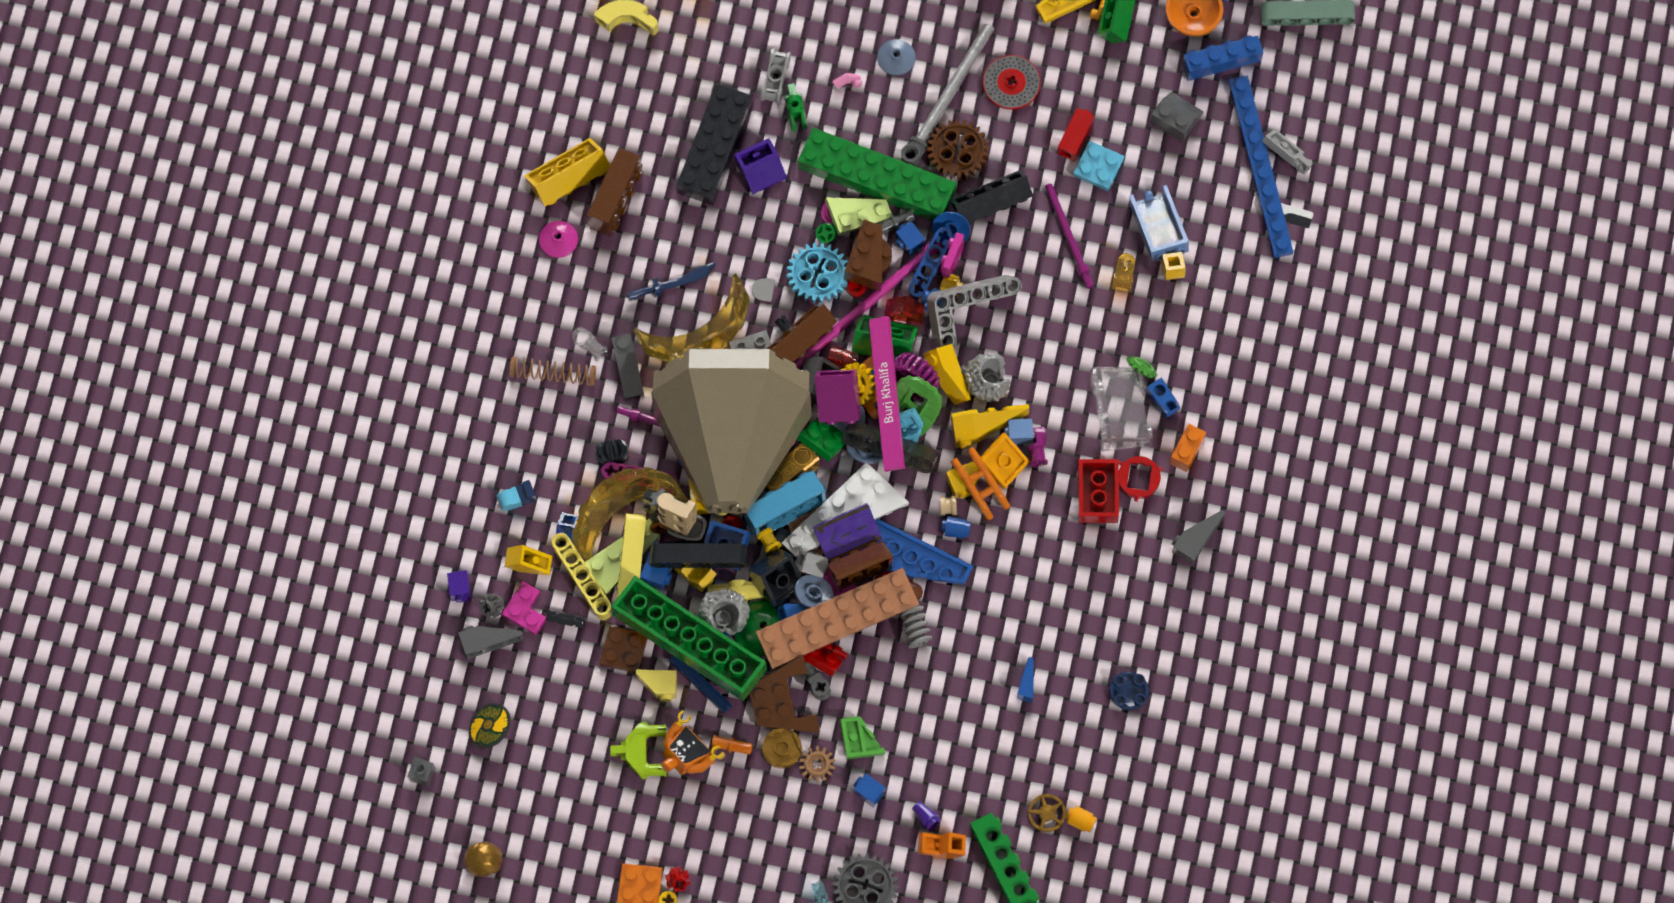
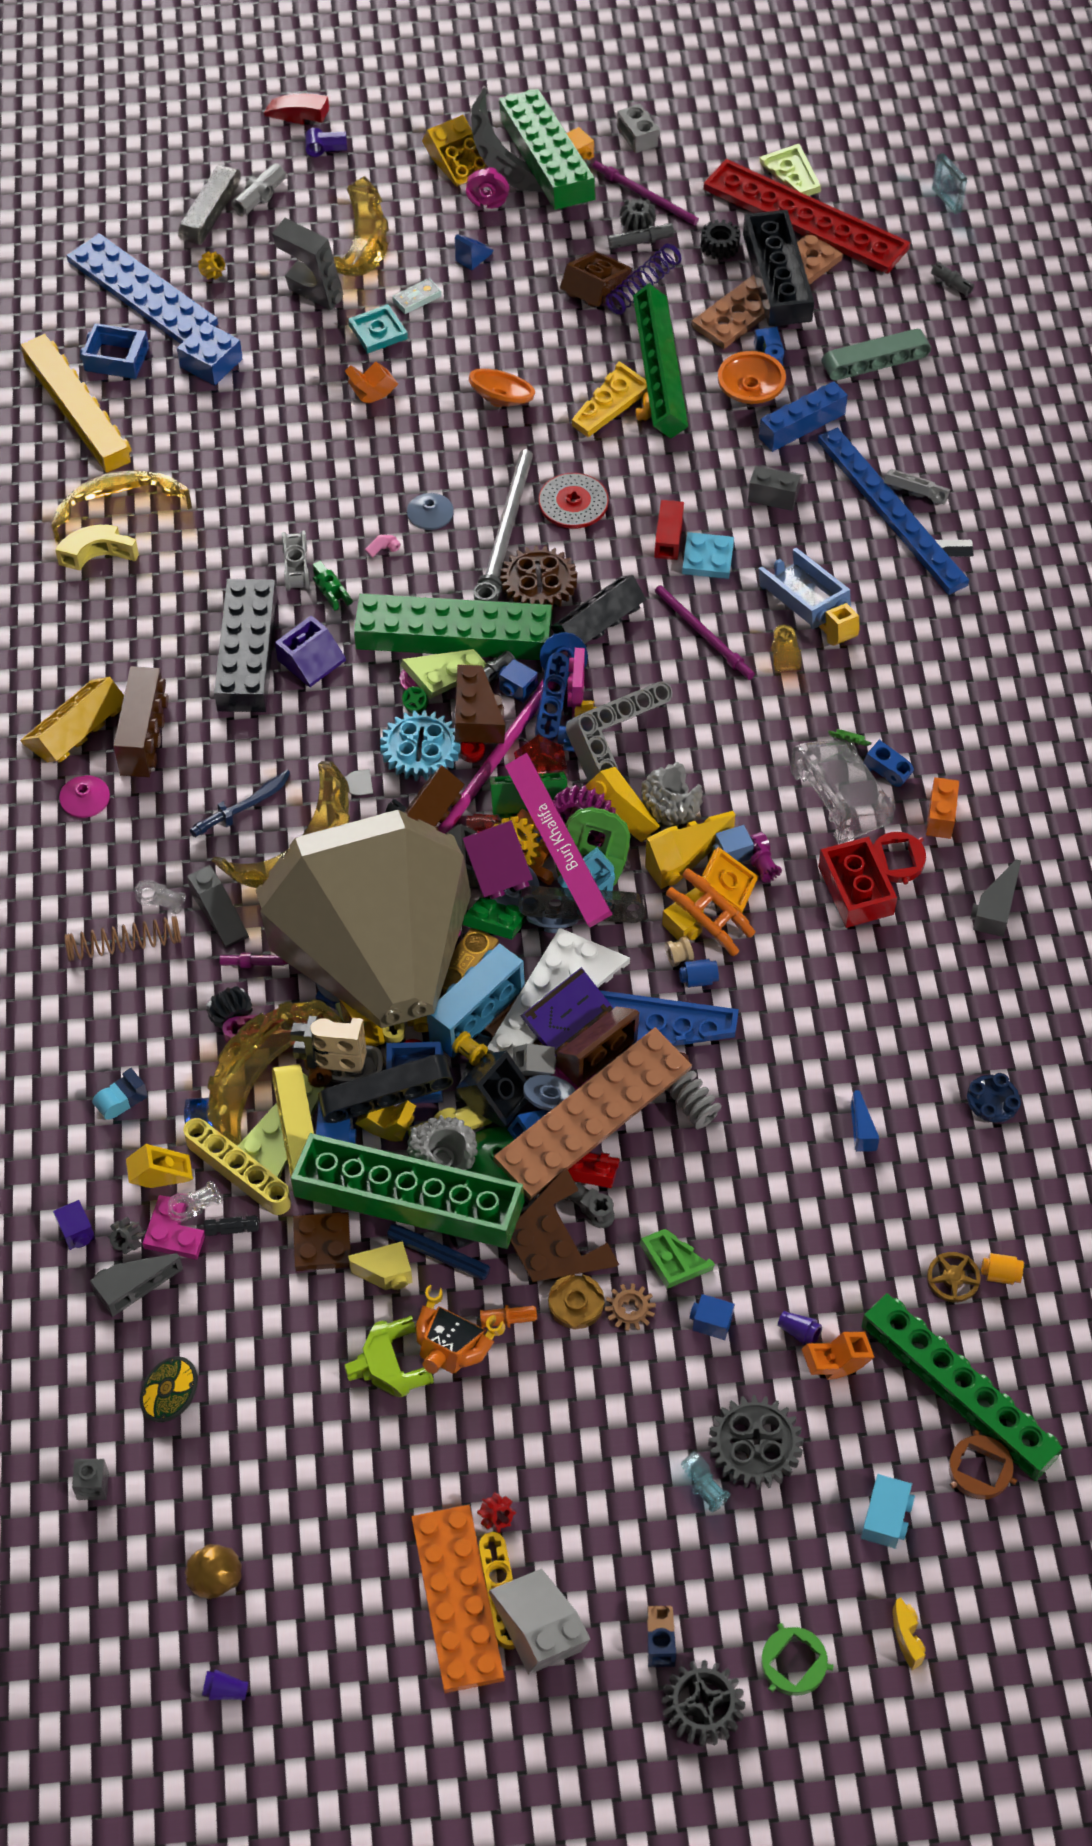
camera: 20 degrees left, 15 degrees down
(545, 595) = (195, 1201): none -> clear connector

